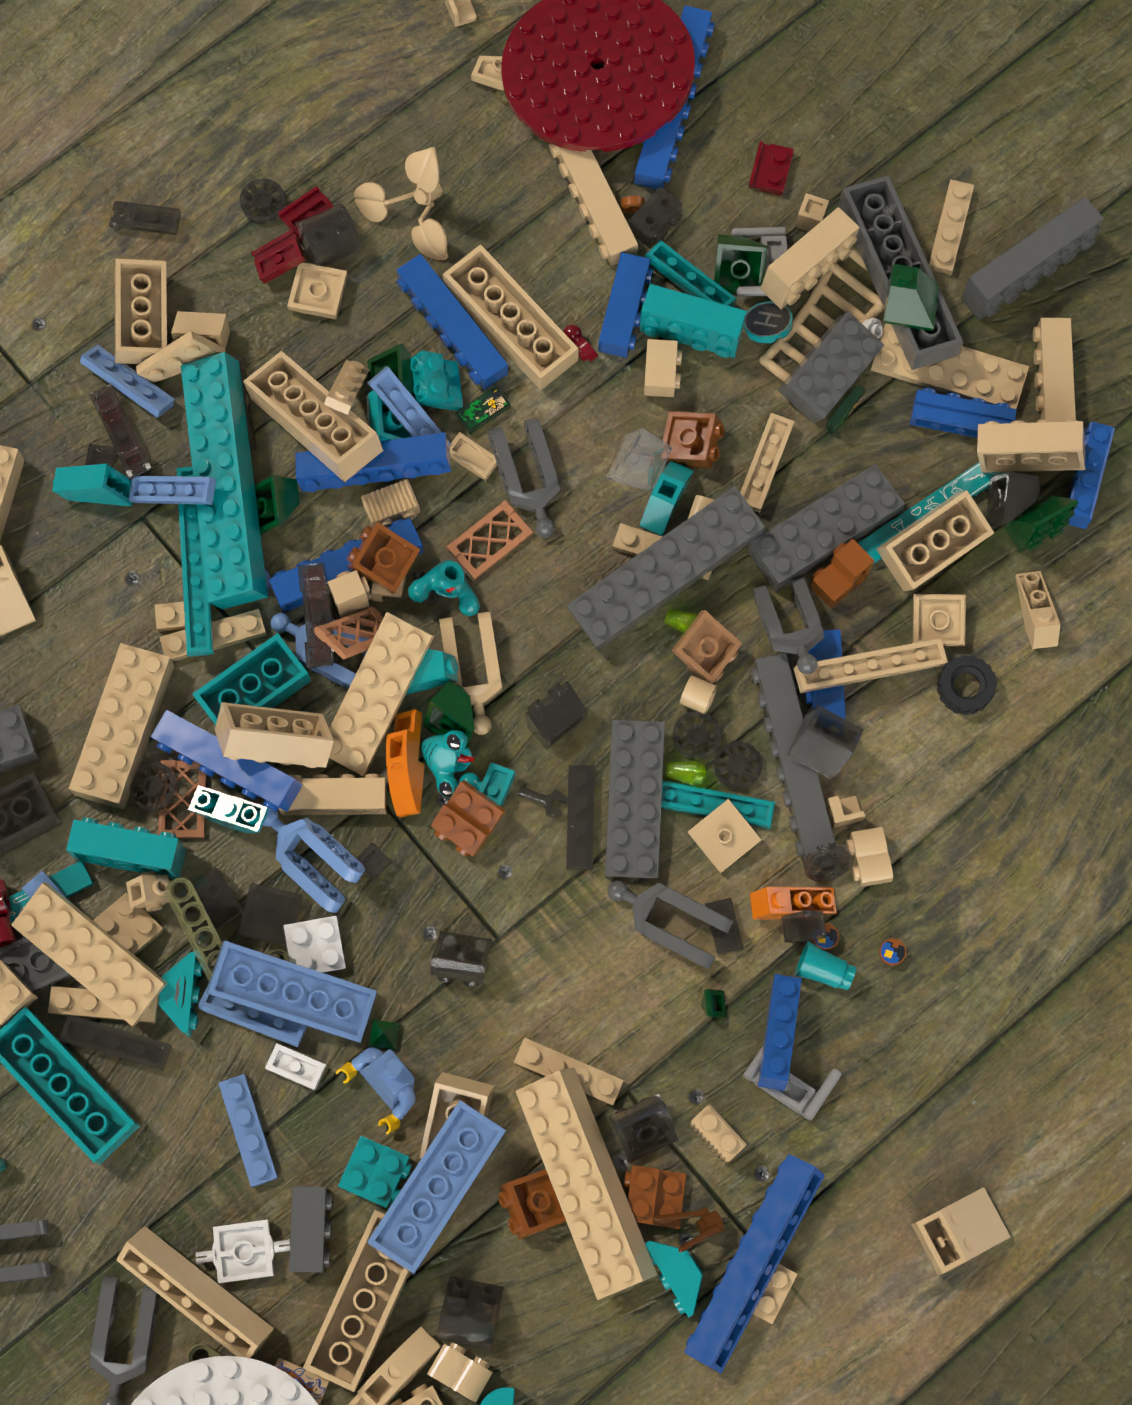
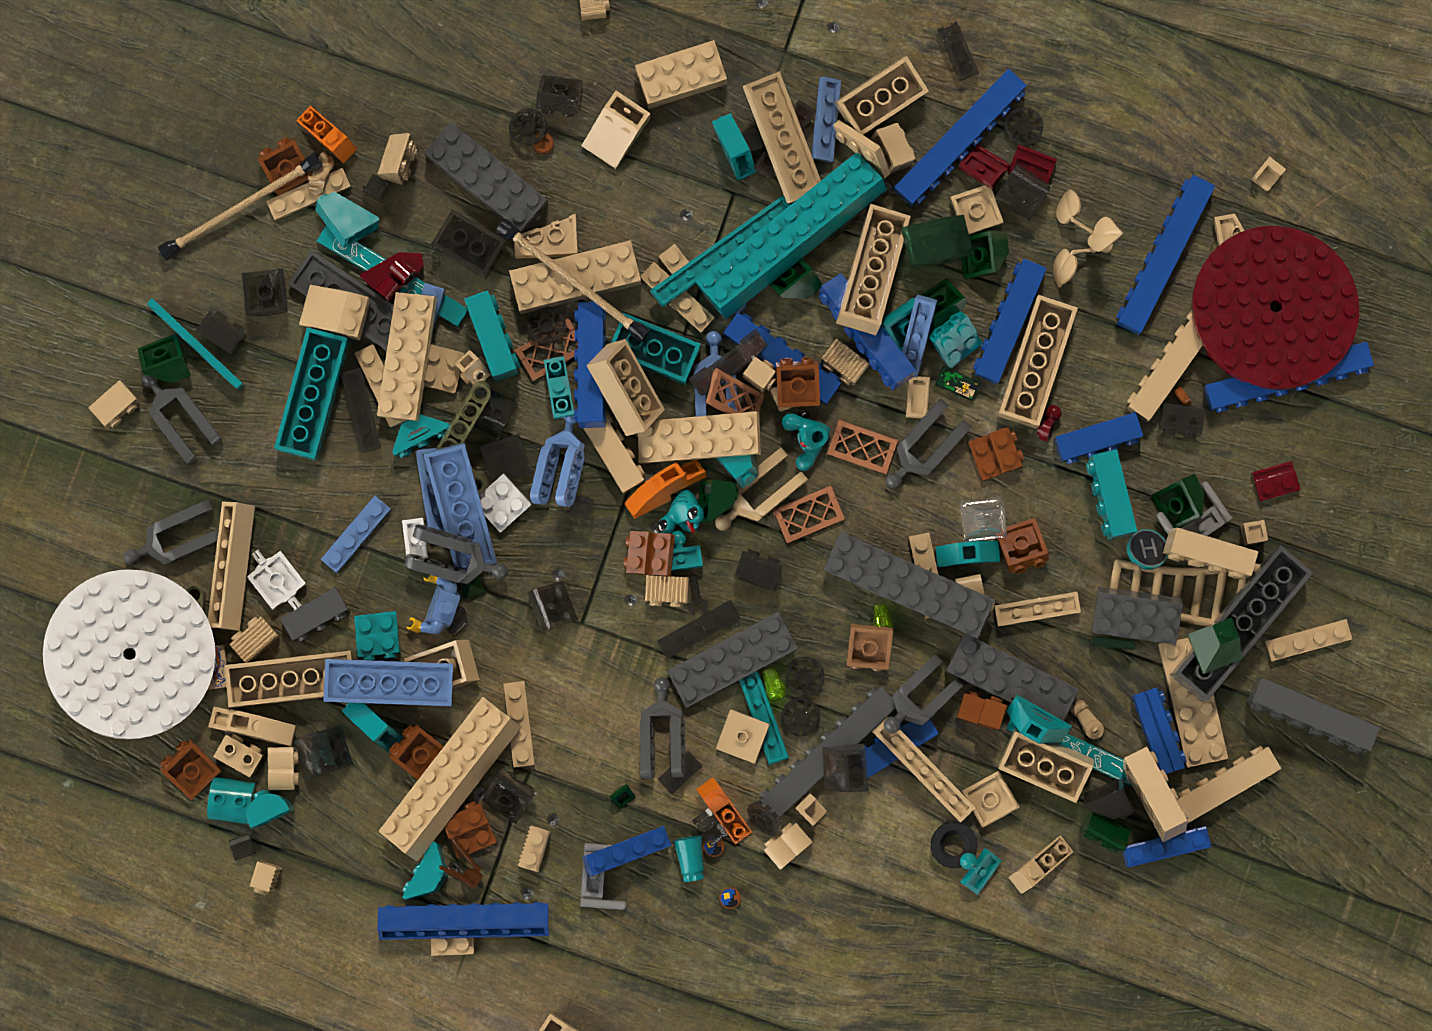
camera: 60 degrees right, 10 degrees up
(27, 761) = (636, 329): none -> tan hose
(65, 732) = (554, 239): none -> tan wing
(114, 427) = (782, 136): none -> tan plate
(172, 490) = (761, 205): medium blue plate -> none
(234, 265) = (959, 138): none -> blue brick
(294, 1317) = (253, 639): none -> tan brick
(325, 339) = (937, 241): none -> clear green slope
(346, 386) = (908, 280): tan plate -> none
(365, 308) = (989, 254): none -> dark green slope
(366, 1014) = (447, 571): none -> dark grey piece
(418, 1071) = (460, 621): none -> clear smoke arm
(472, 1236) = (372, 725): none -> teal slope
(480, 141) = (1165, 255): none -> blue brick
(517, 825) = (666, 590): none -> tan brick
(541, 648) = (804, 531): none -> nougat window
(579, 412) = (996, 453): none -> dark orange plate
(661, 368) = (1064, 492): tan brick -> none
(686, 275) = (1147, 473): teal brick -> none
(698, 694) = (833, 660): tan piece -> none
(874, 326) = (1186, 627): white plate -> none
(887, 520) = (1036, 722): none -> teal slope
(916, 479) = (1089, 723): none -> tan piece
(1008, 671) = (978, 869): none -> teal plate

